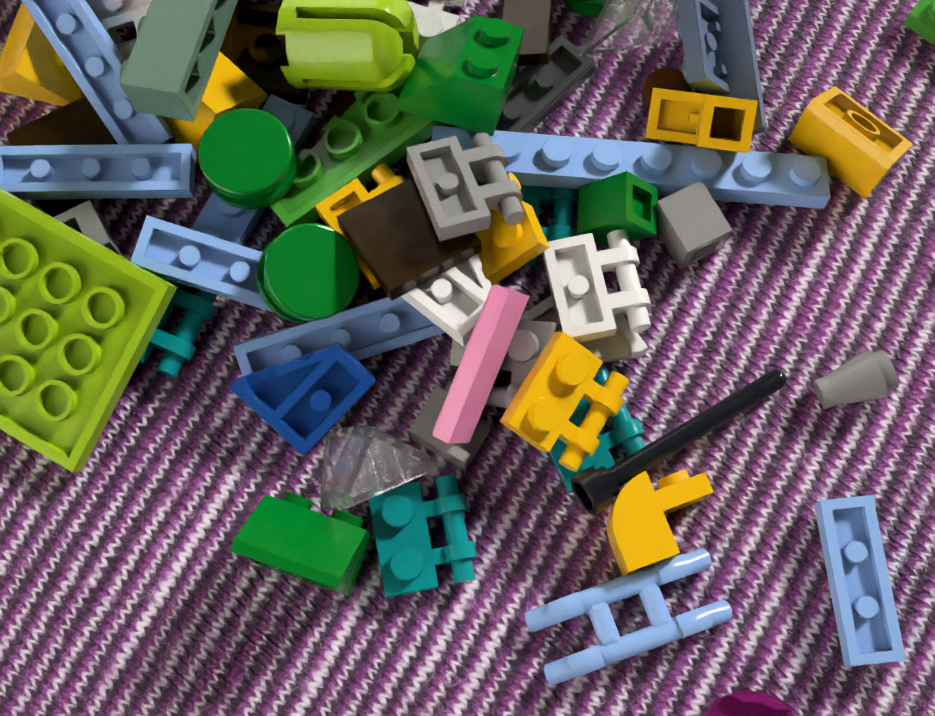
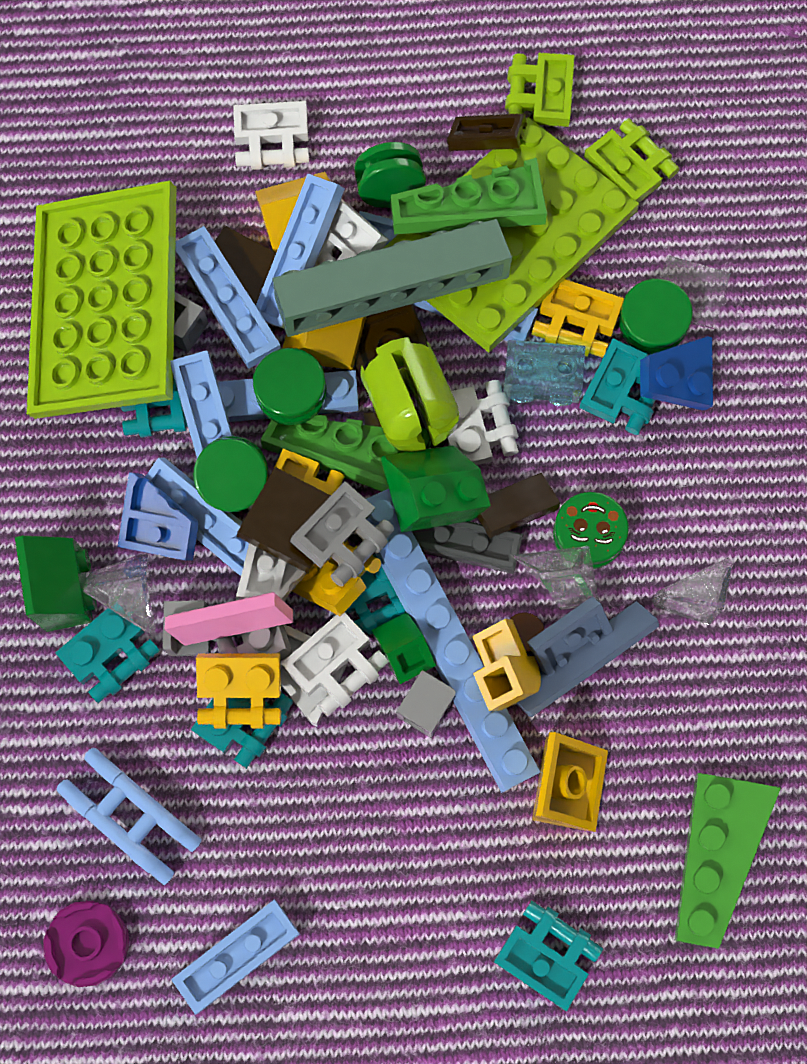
camera: 60 degrees right, 0 degrees up
(598, 486) = (198, 745): black piece -> none
(638, 520) = (191, 785): yellow brick -> none
(858, 380) = (381, 884): light grey cone -> none

